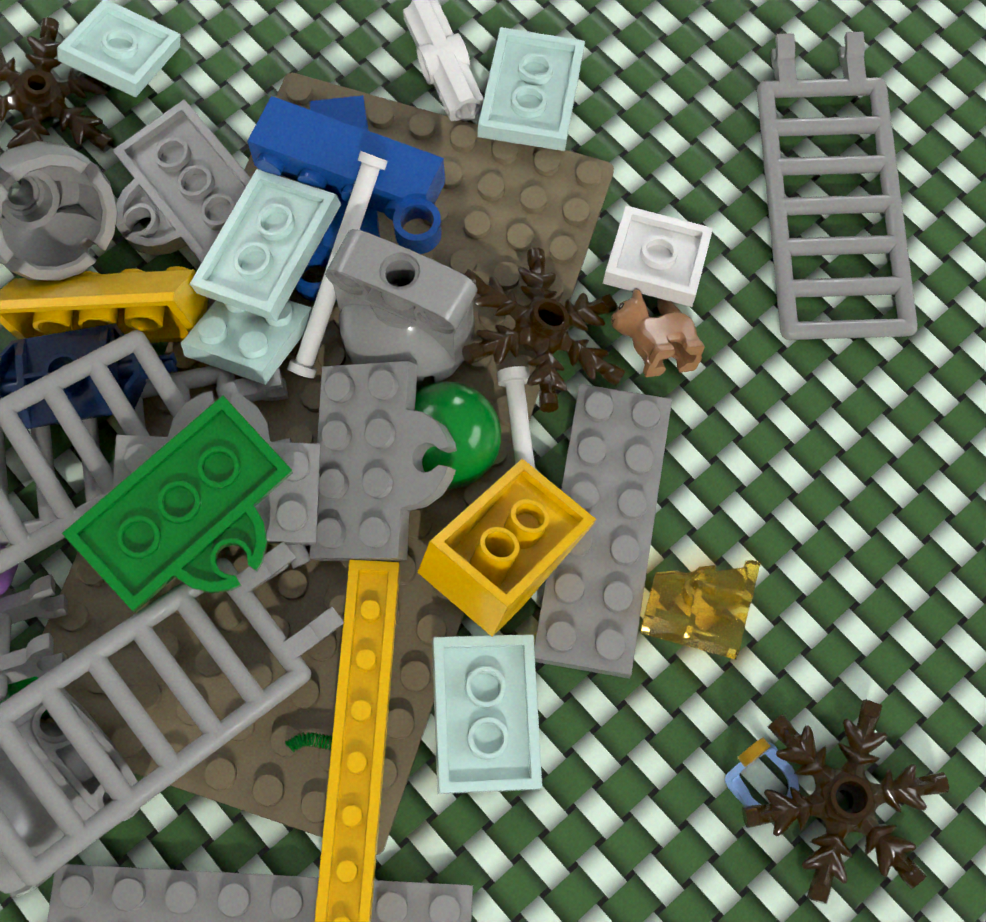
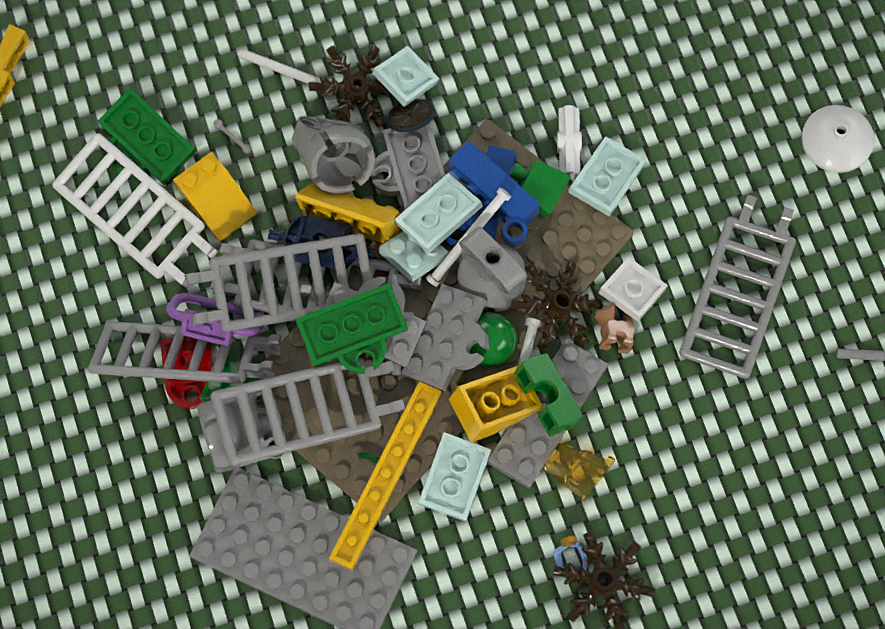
camera: 25 degrees right, 0 degrees up
(153, 109) = (411, 117): none -> dark brown wheel
(433, 126) = (542, 183): none -> green torso
(573, 463) = (542, 376): none -> green arch

